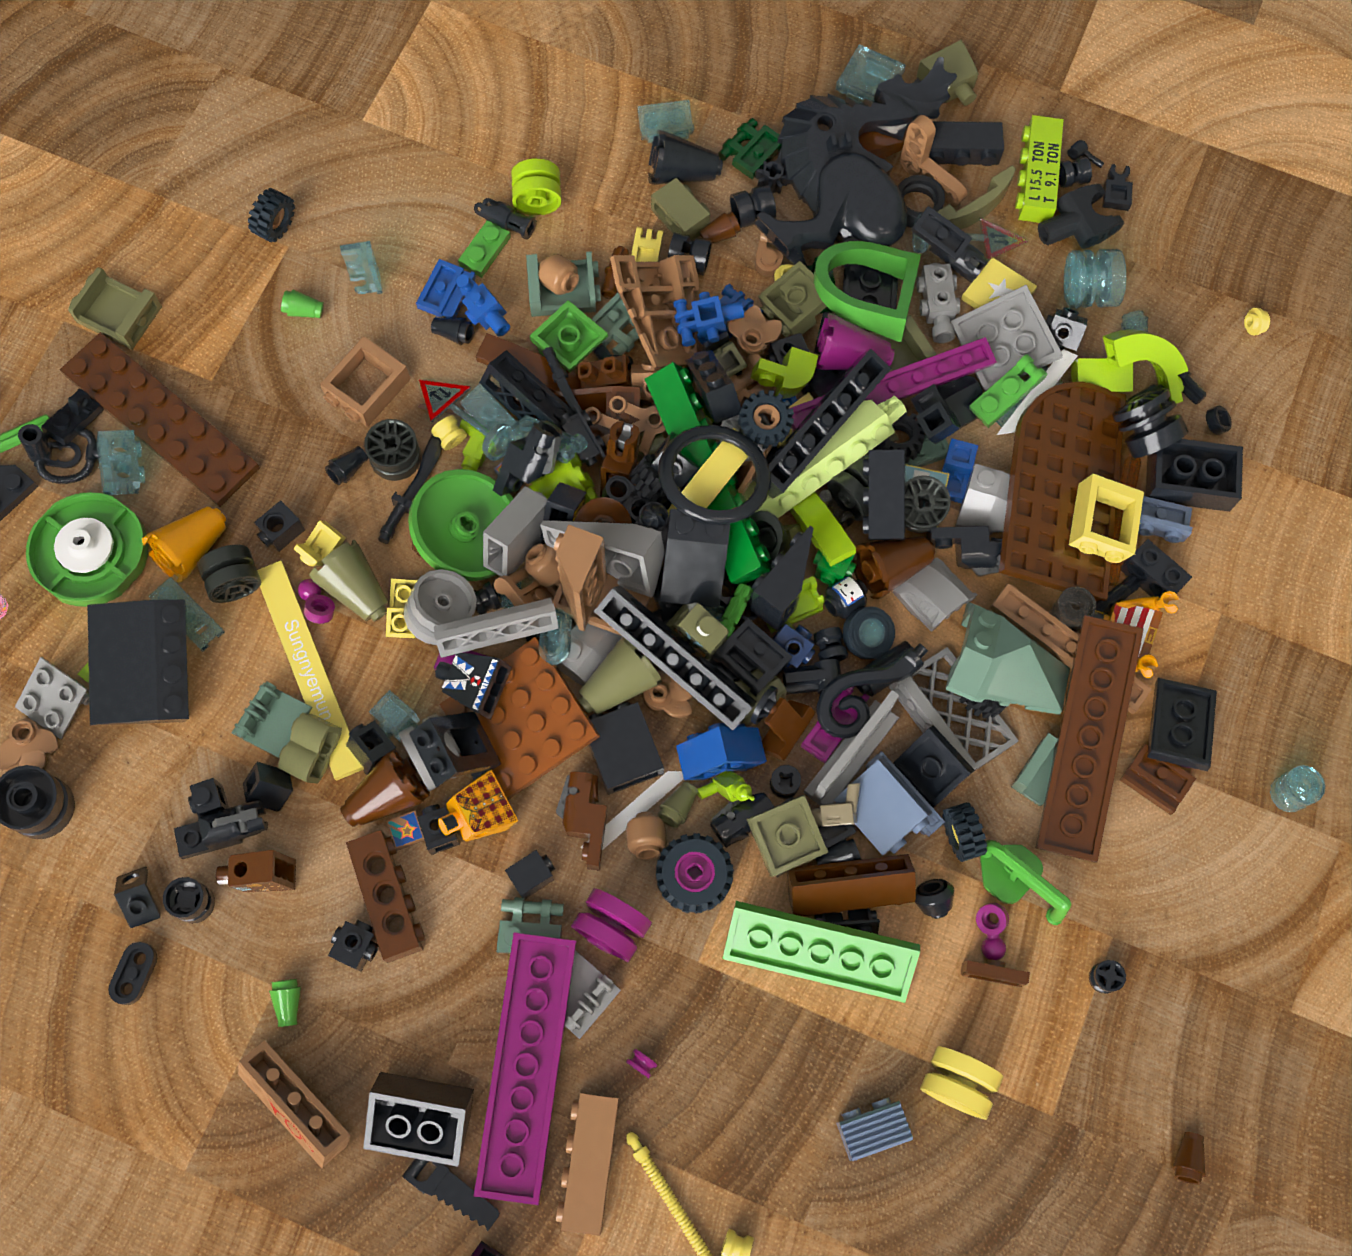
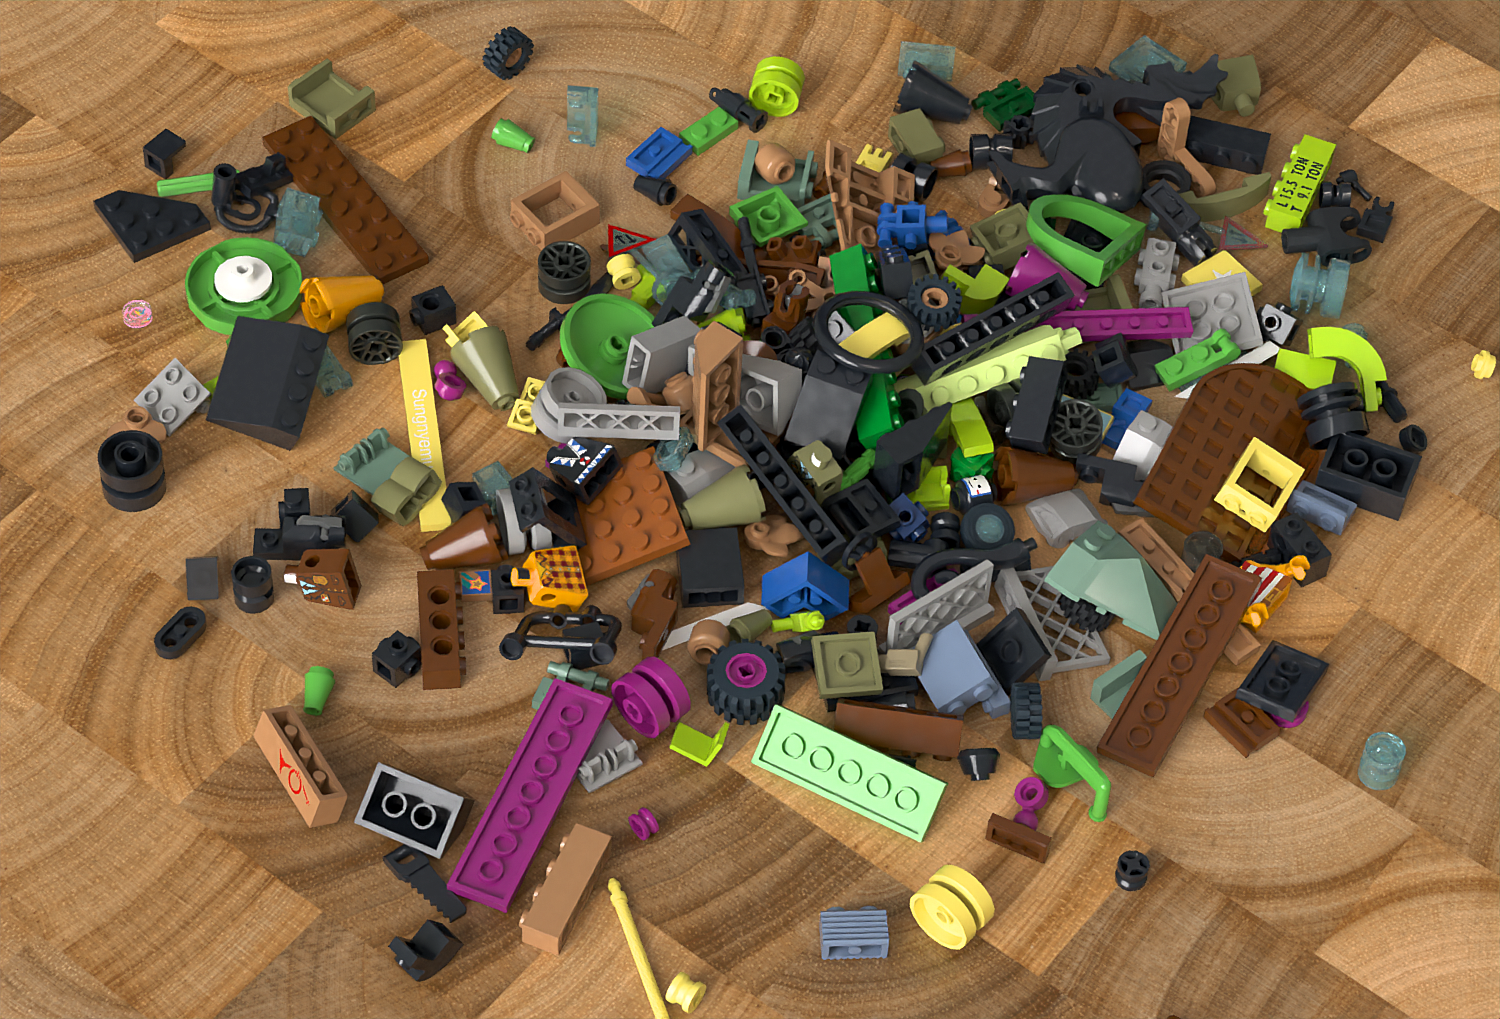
camera: 15 degrees right, 20 degrees down
(346, 465) = (511, 277): black cone -> none
(482, 306) = (690, 171): blue piece -> none
(552, 890) = (601, 649): none -> black bar
(668, 955) = (696, 744): none -> lime bracket

